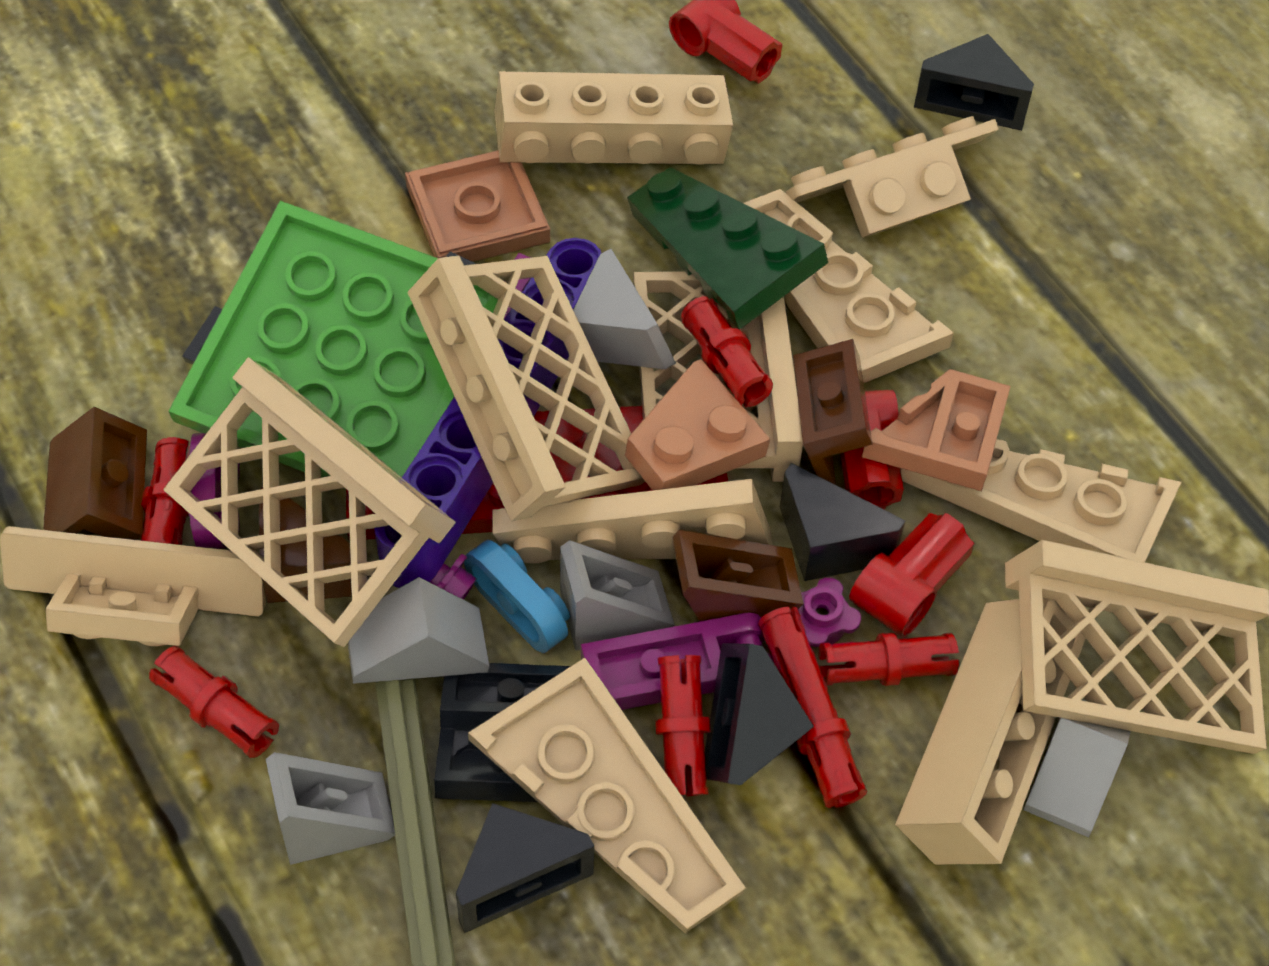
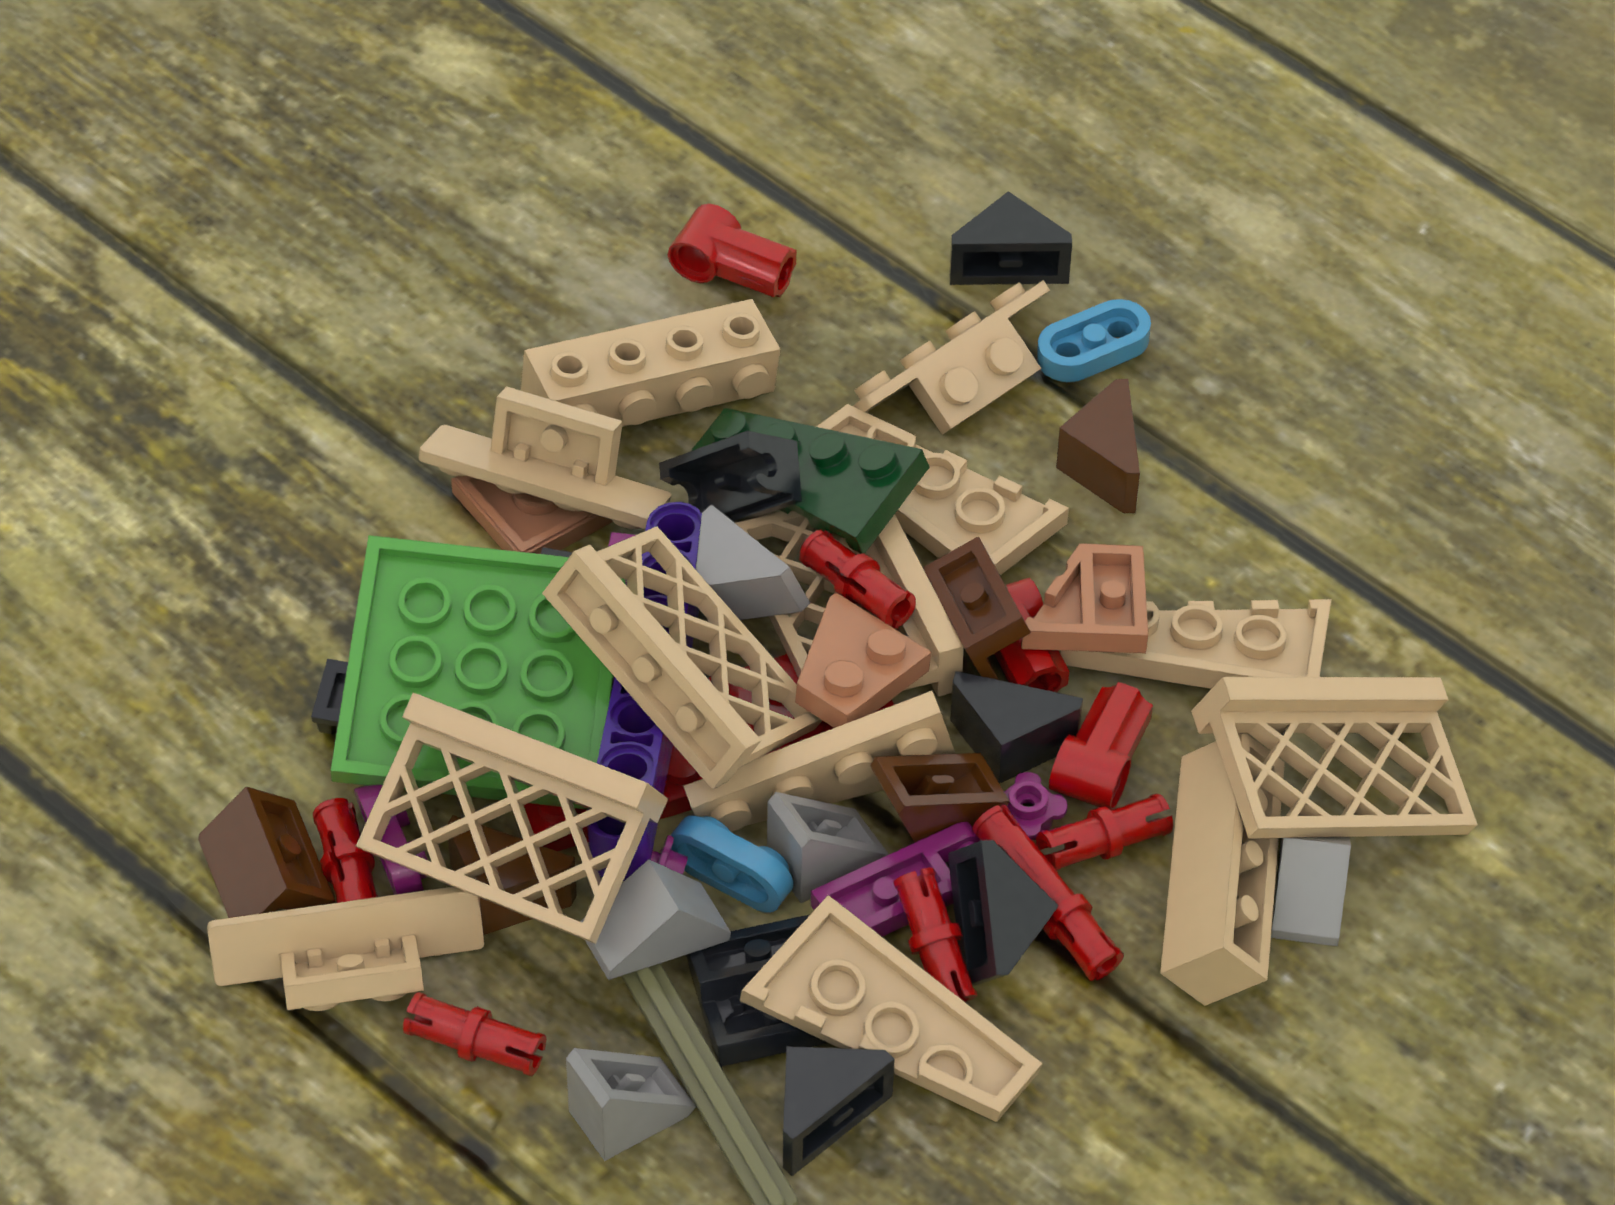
camera: 15 degrees left, 5 degrees down
(489, 170) = (550, 454): none -> tan bracket
(650, 229) = (739, 475): none -> black hinge
(1001, 283) = (1101, 448): none -> reddish brown slope
(1027, 185) = (1086, 340): none -> dark azure plate

